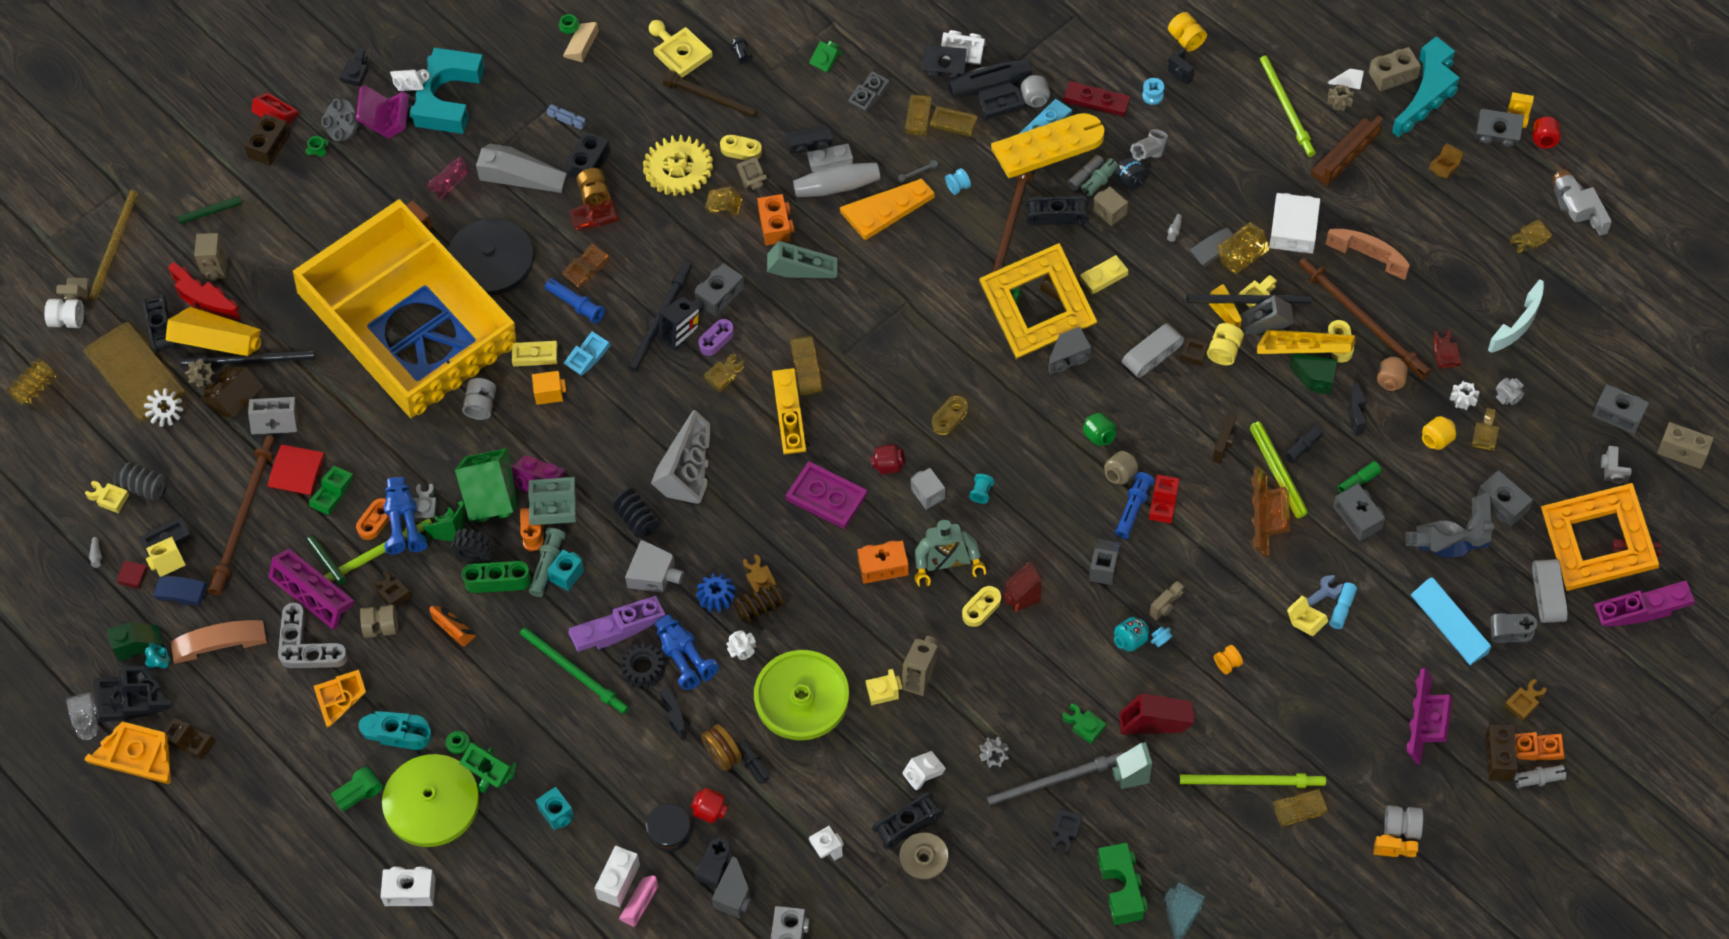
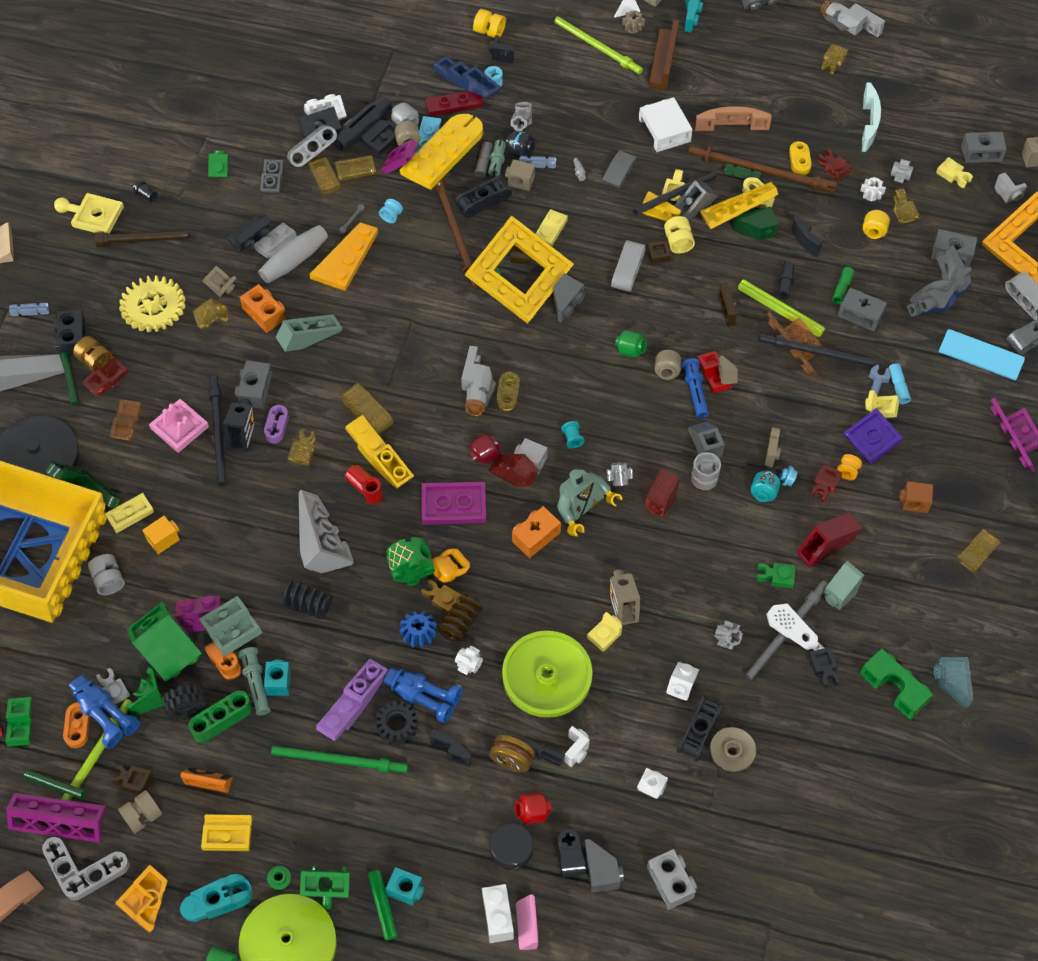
camera: 35 degrees left, 0 degrees up
(439, 679) = (227, 833): none -> yellow plate
(513, 299) = (86, 479): none -> dark green beam
(527, 815) = (382, 905): none -> green axle
(561, 201) = (70, 379): none -> dark green bar
(582, 305) = (144, 452): blue pin -> none
(588, 354) = (175, 490): medium azure slope -> none
(628, 294) = (178, 425): none -> bright pink plate
(652, 569) = (352, 638): light grey torso -> none
(740, 147) = (195, 266): light yellow plate -> none
(747, 526) = (410, 561): none -> green brick
(757, 435) = (364, 483): none -> red piece
(778, 550) = (446, 569): none -> light orange piece
(784, 777) = (577, 751): none -> white bracket
(903, 494) = (515, 469): none -> clear red slope
(915, 85) = (321, 144): none -> light grey beam
(925, 391) = (477, 382): none -> light grey plate
(980, 607) = (636, 527): light yellow plate -> none
(998, 548) = (619, 474): none -> light grey gear
(1003, 128) = (398, 156): none -> magenta plate
(1023, 111) = (406, 131): none -> dark tan head
(1060, 783) = (796, 630): none -> white piece
(1082, 589) = (705, 471): none -> light grey wheel
(1125, 78) = (469, 79): none -> dark blue slope
(1138, 200) = (540, 161): none -> sand blue axle
(1172, 504) = (727, 371): none -> dark tan slope
(1196, 660) = (826, 481): none -> clear red plate
(1240, 500) = (780, 341): none -> black bar
(1243, 248) = (643, 159): clear yellow brick -> none
(1274, 723) = (916, 497): none -> dark orange brick
(1275, 642) = (873, 436): none -> dark purple plate
(1299, 780) = (963, 530): lime bar -> none
(1340, 311) = (741, 172): none -> dark green axle
(1392, 373) = (812, 198): medium nougat head -> none
(1414, 324) = (800, 154): none -> yellow plate
(1447, 162) = (740, 32): pearl gold bracket -> none
(1569, 418) = (953, 171): none -> light yellow plate

